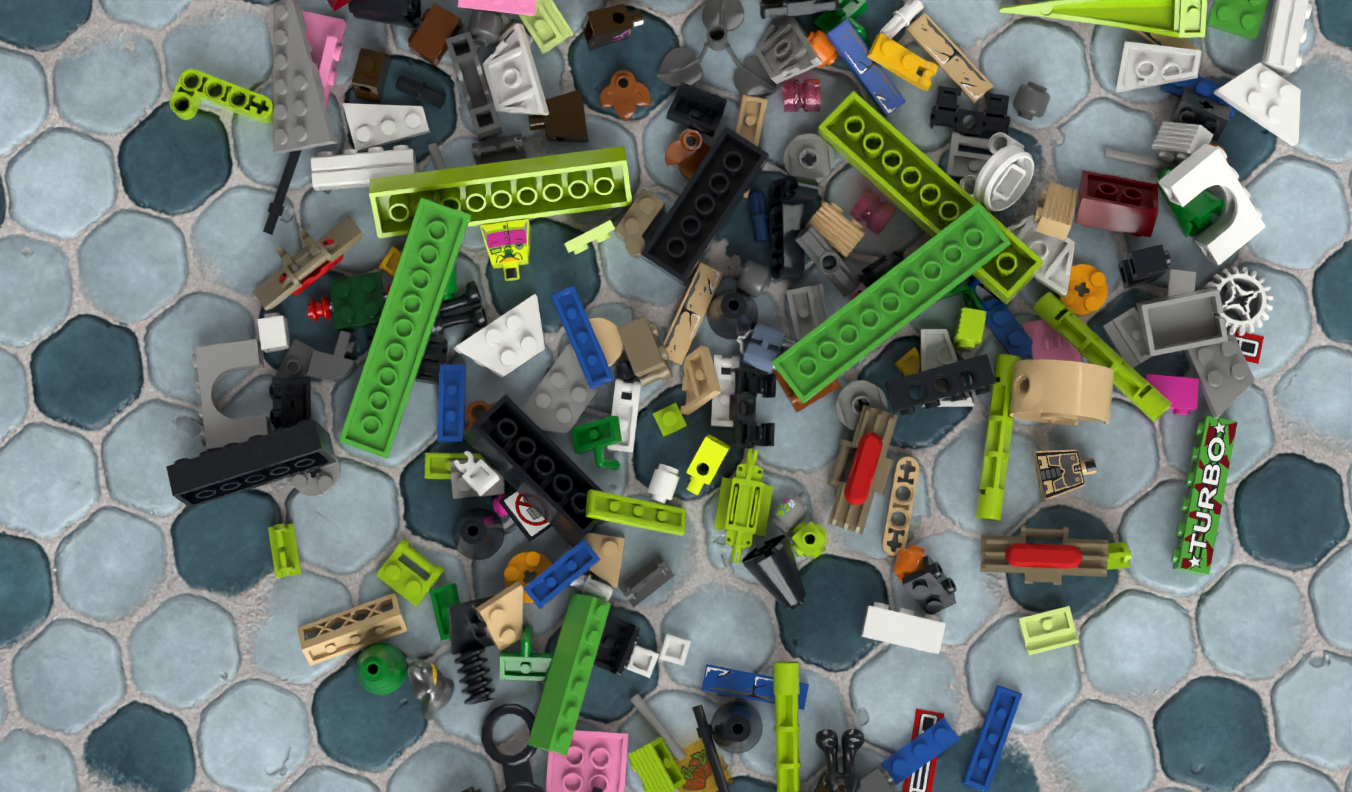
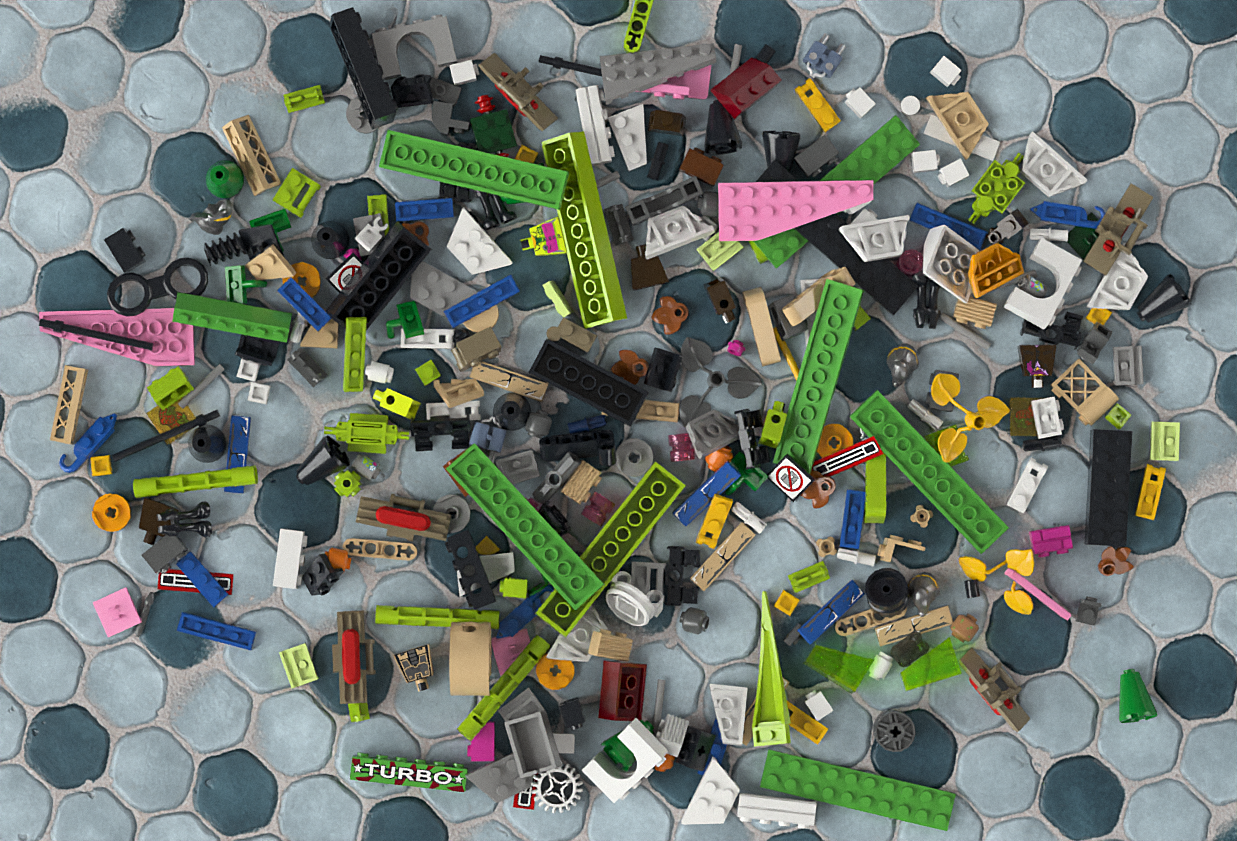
camera: 80 degrees right, 5 degrees up
(677, 14) = (736, 348): none -> dark pink plate

